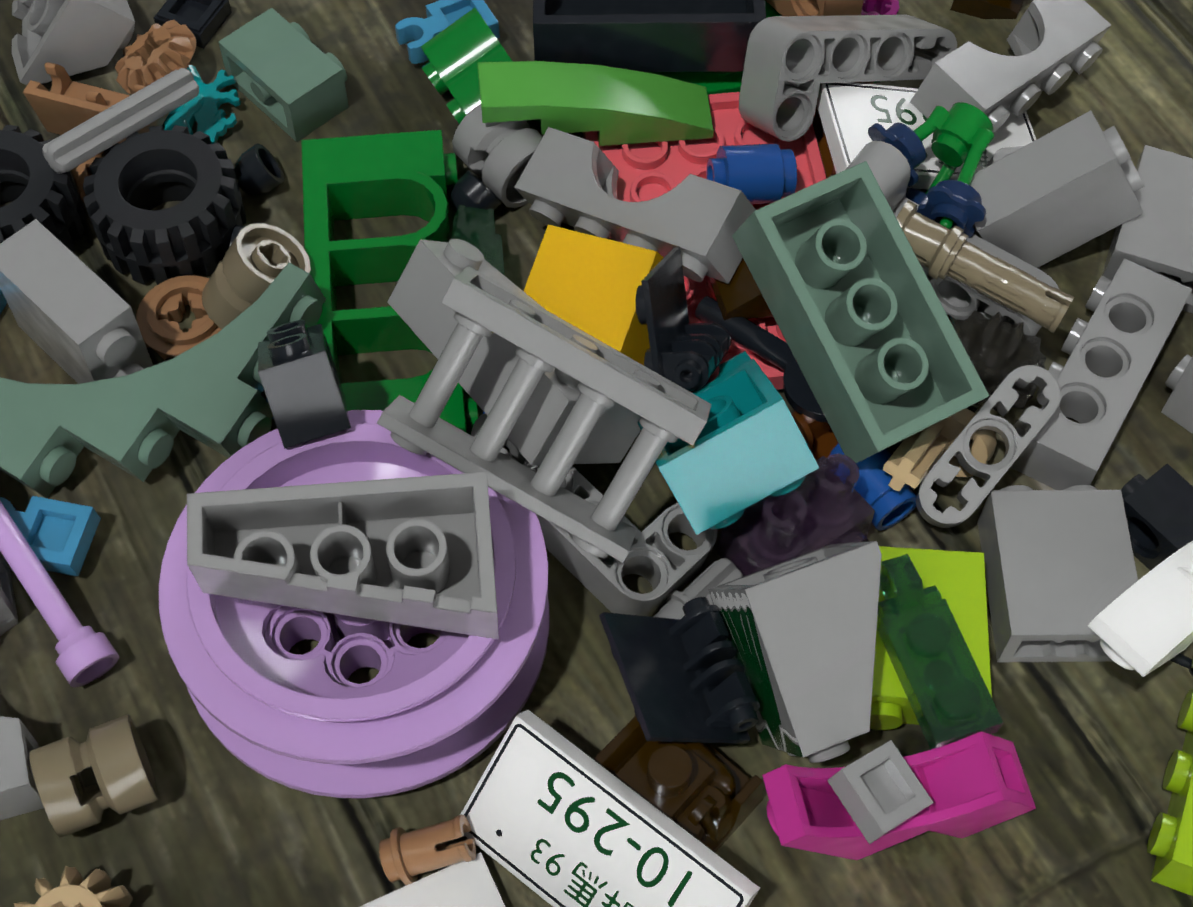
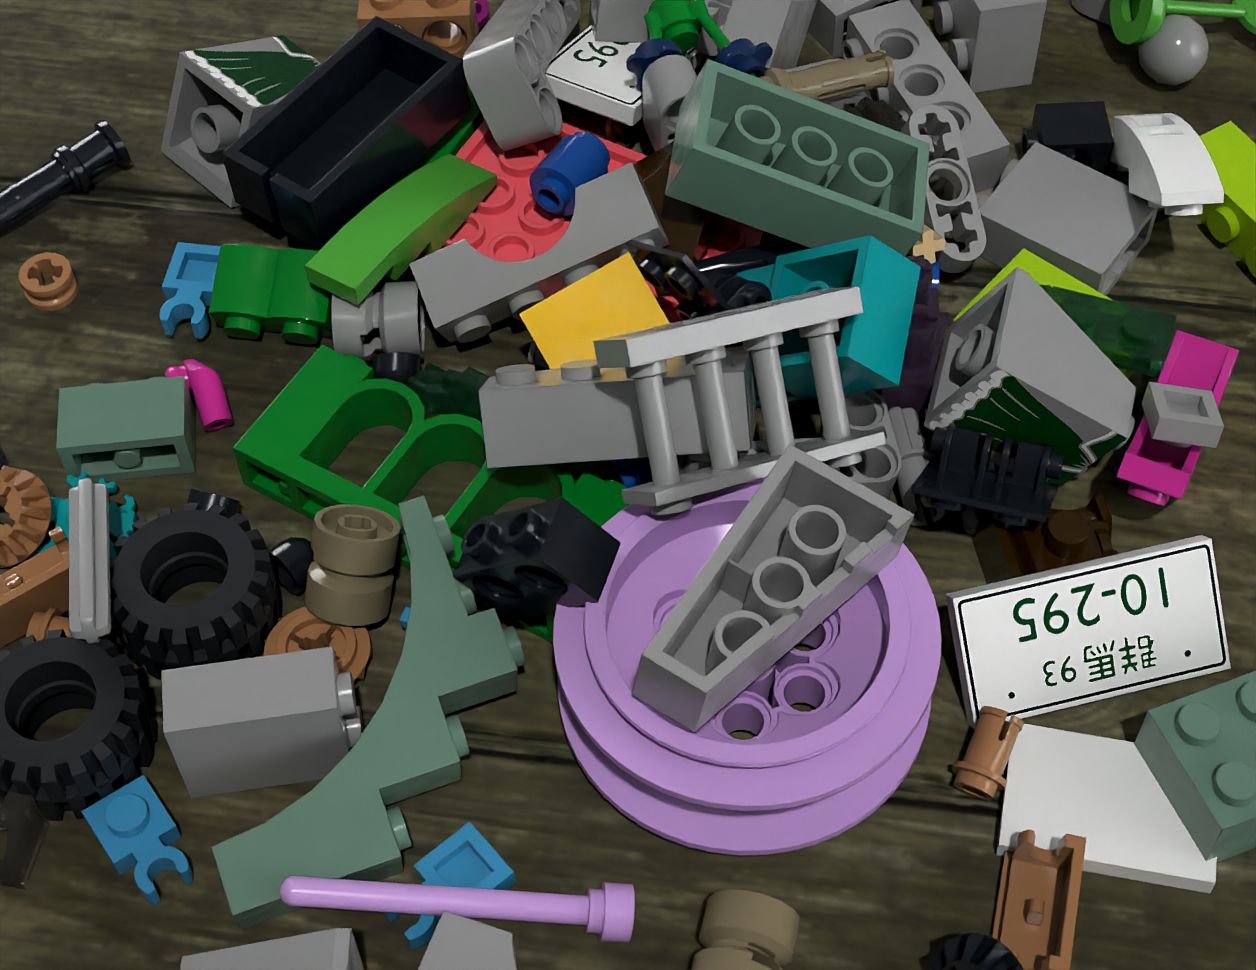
camera: 50 degrees left, 5 degrees down
(364, 87) = (207, 392): none -> dark pink arm

